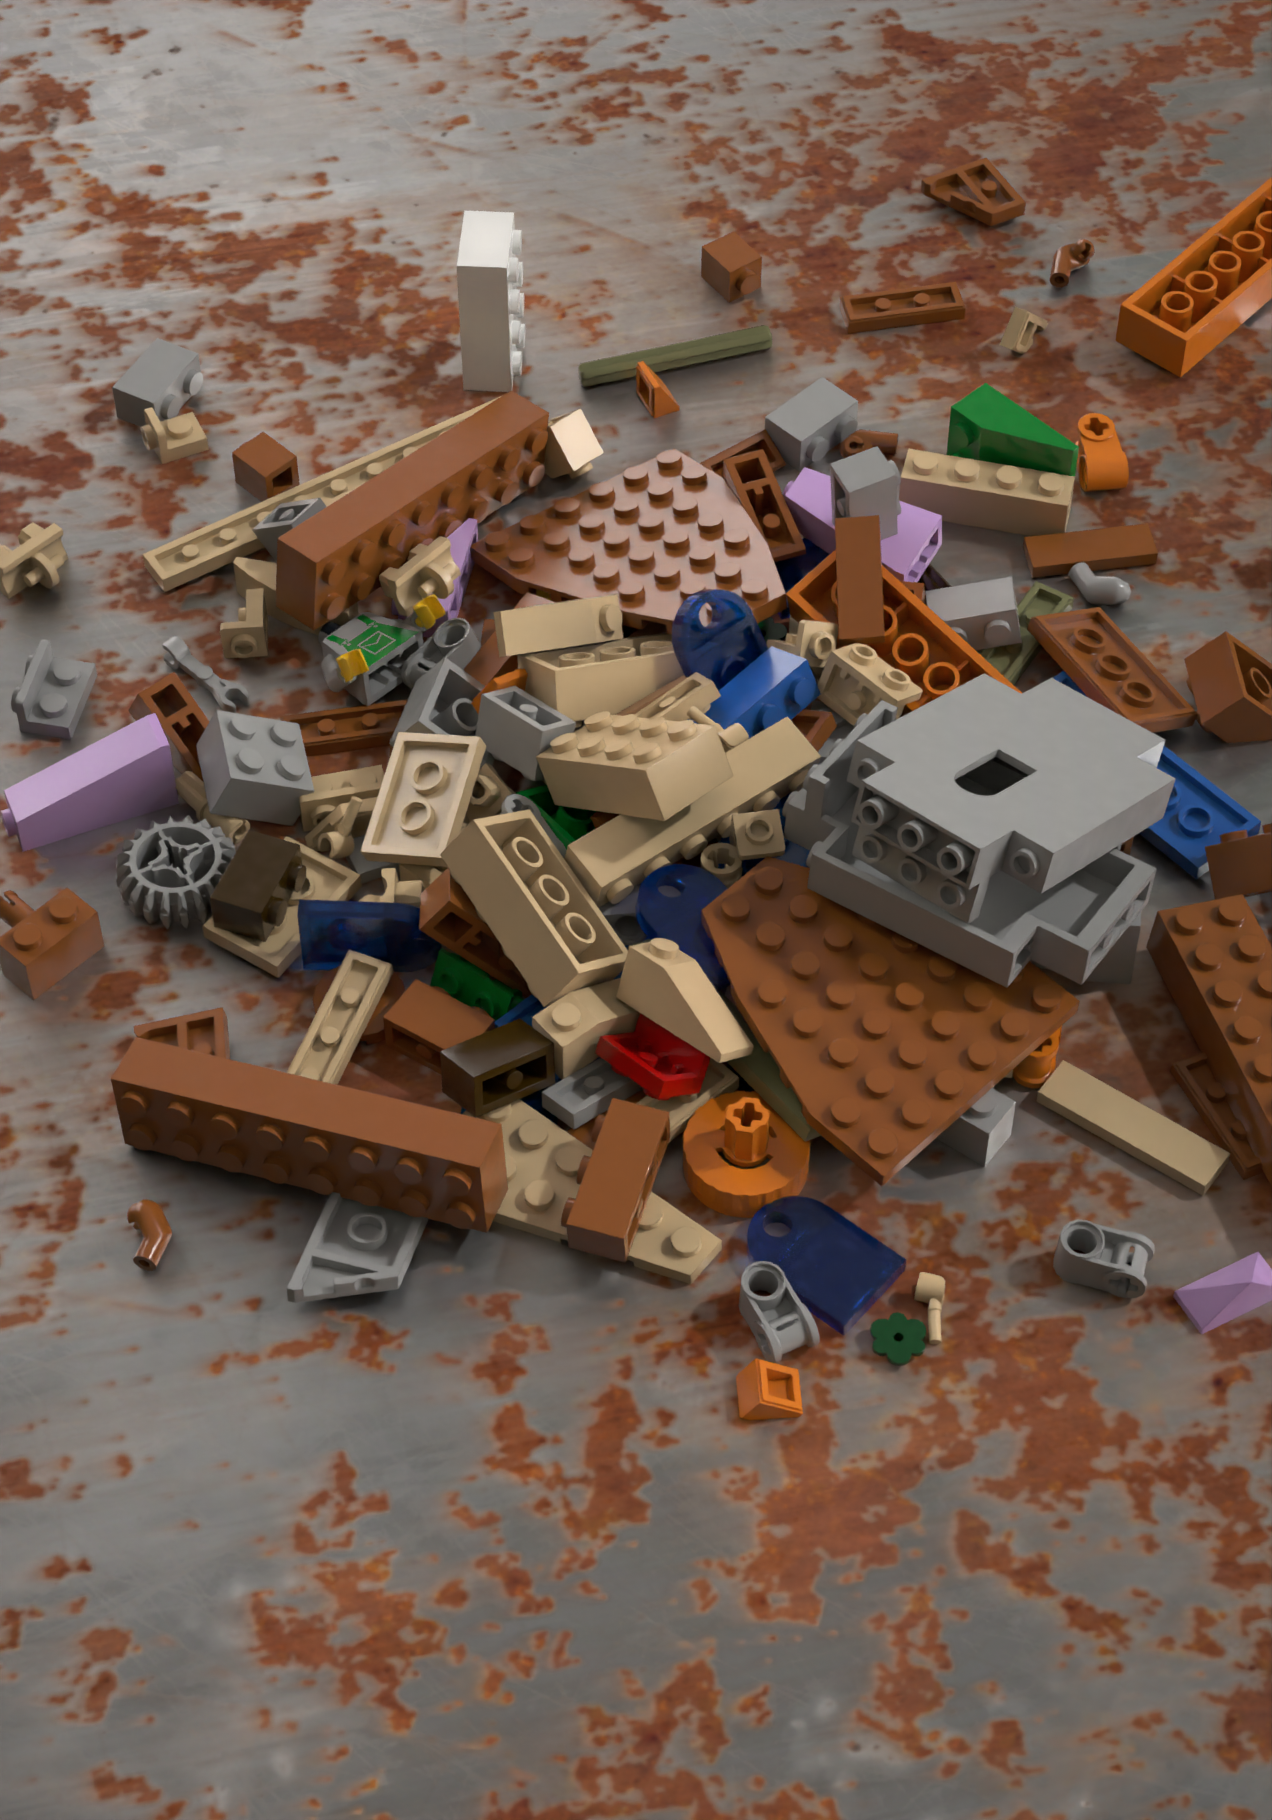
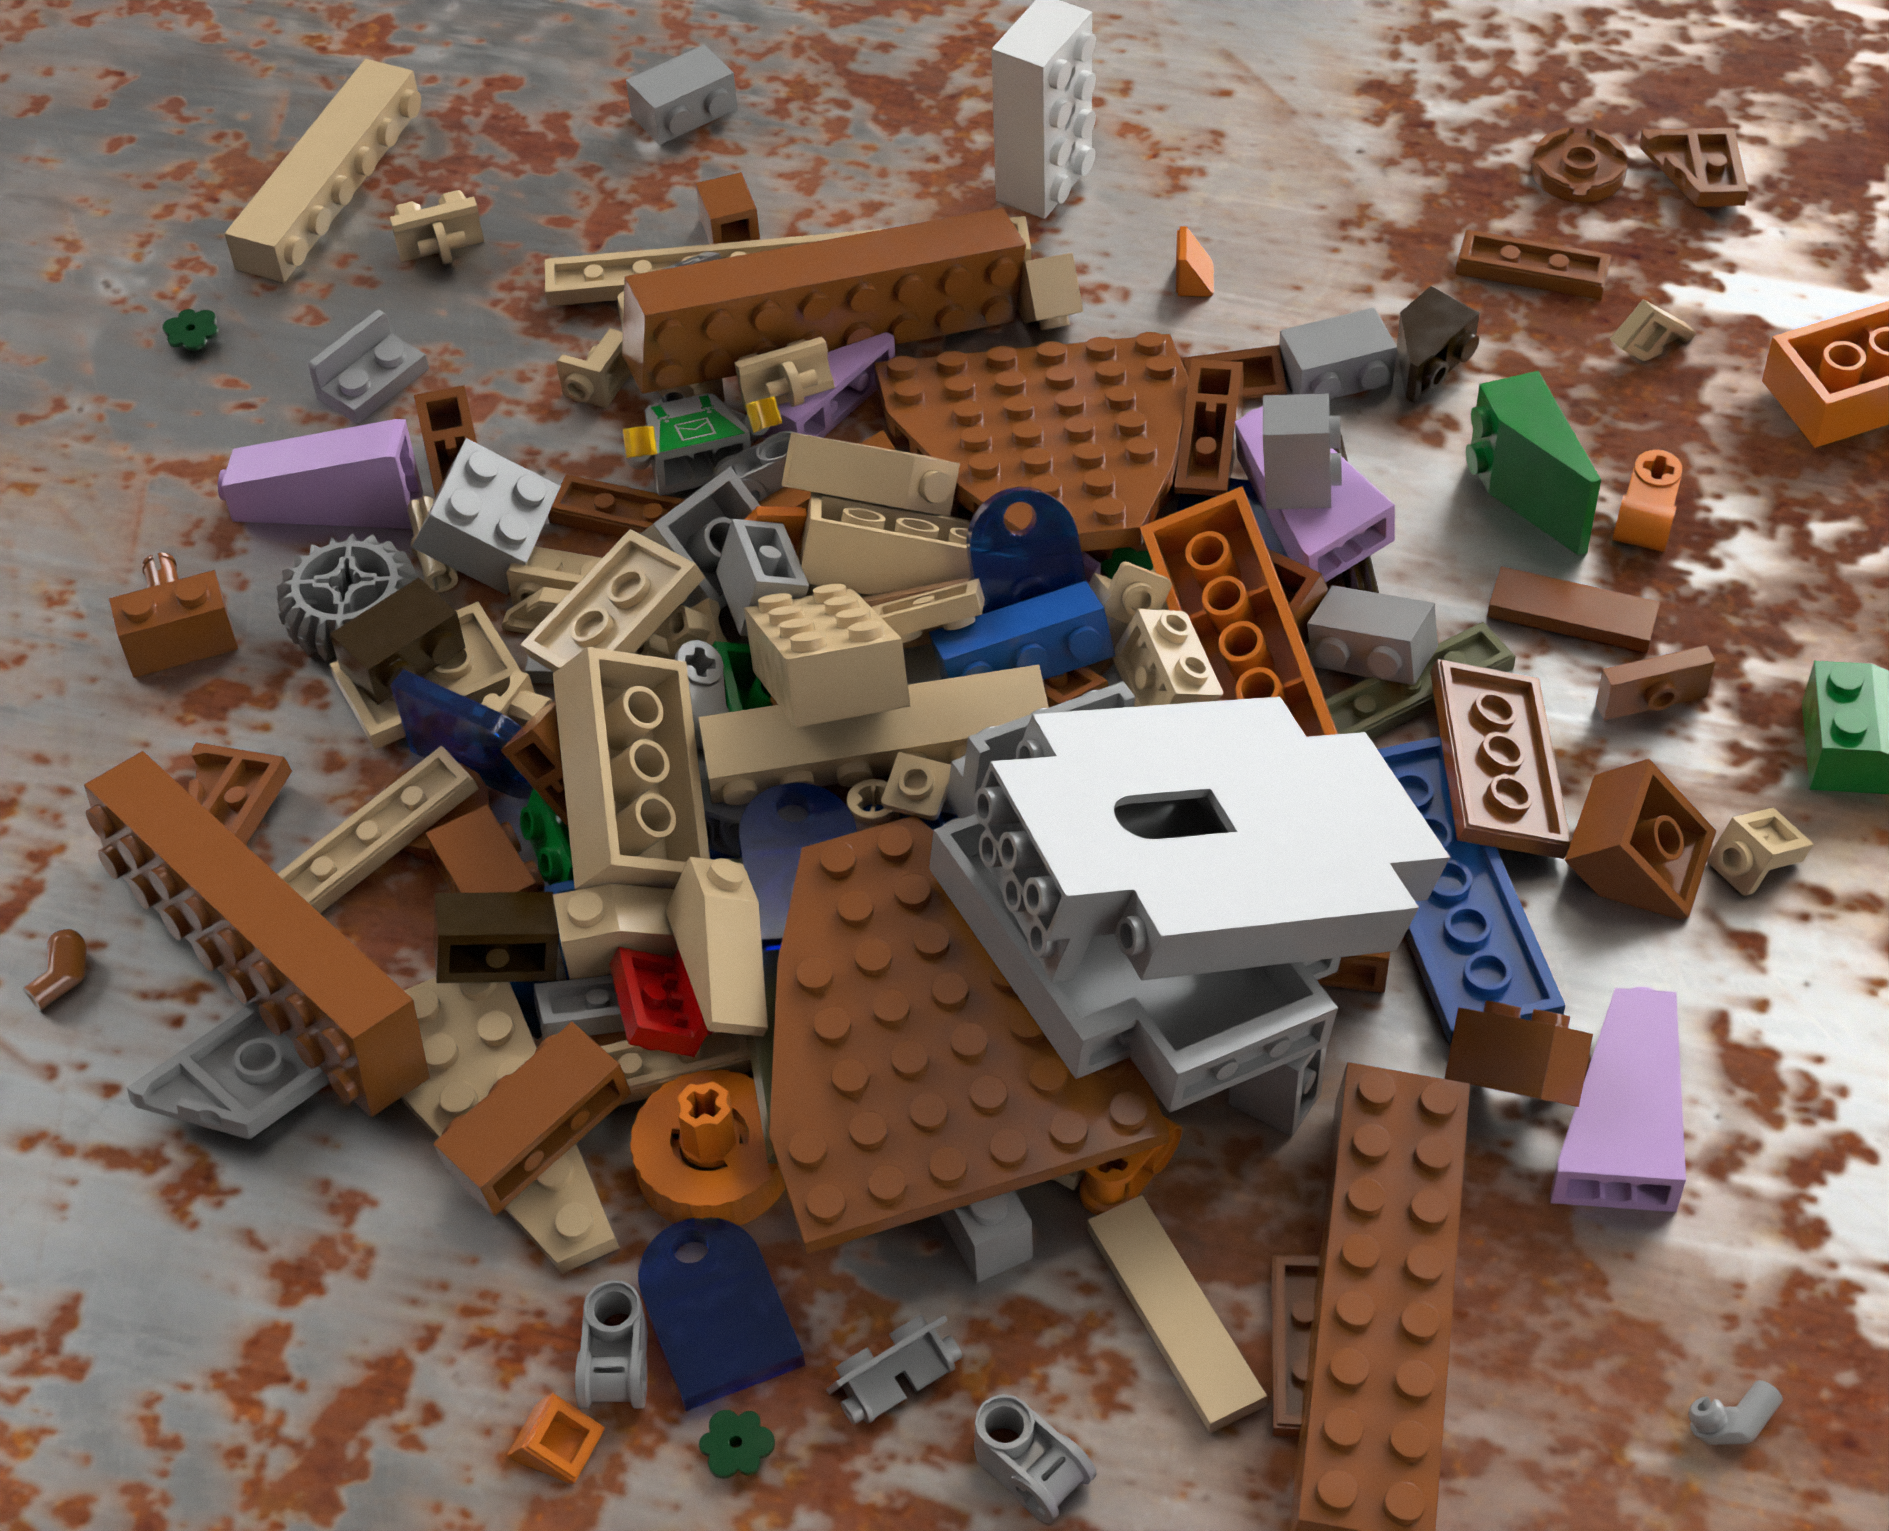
camera: 30 degrees right, 0 degrees up
(173, 437) = (665, 152): tan bracket -> none
(223, 690) = (532, 426): light grey piece -> none
(341, 841) = (519, 625): tan hand -> none
(676, 355) = (1244, 235): olive axle -> none
(729, 737) = (955, 663): tan hand -> none
(731, 266) = (1363, 159): dark orange brick -> none
(859, 580) = (1221, 540): dark orange tile -> none
(867, 439) = (1388, 399): dark orange arm -> none
(874, 382) = (1433, 339): none -> dark brown slope
(887, 221) = (1579, 165): none -> dark orange tile
(931, 1290) = (812, 1407): tan hand -> none
(981, 1225) = (872, 1380): none -> light grey hinge
(987, 493) = (1483, 501): tan brick -> none
(1070, 259) = (1763, 271): dark orange arm -> none
(1099, 589) = (1556, 658): light grey arm -> none
(1181, 581) = (1655, 683): none -> dark orange plate

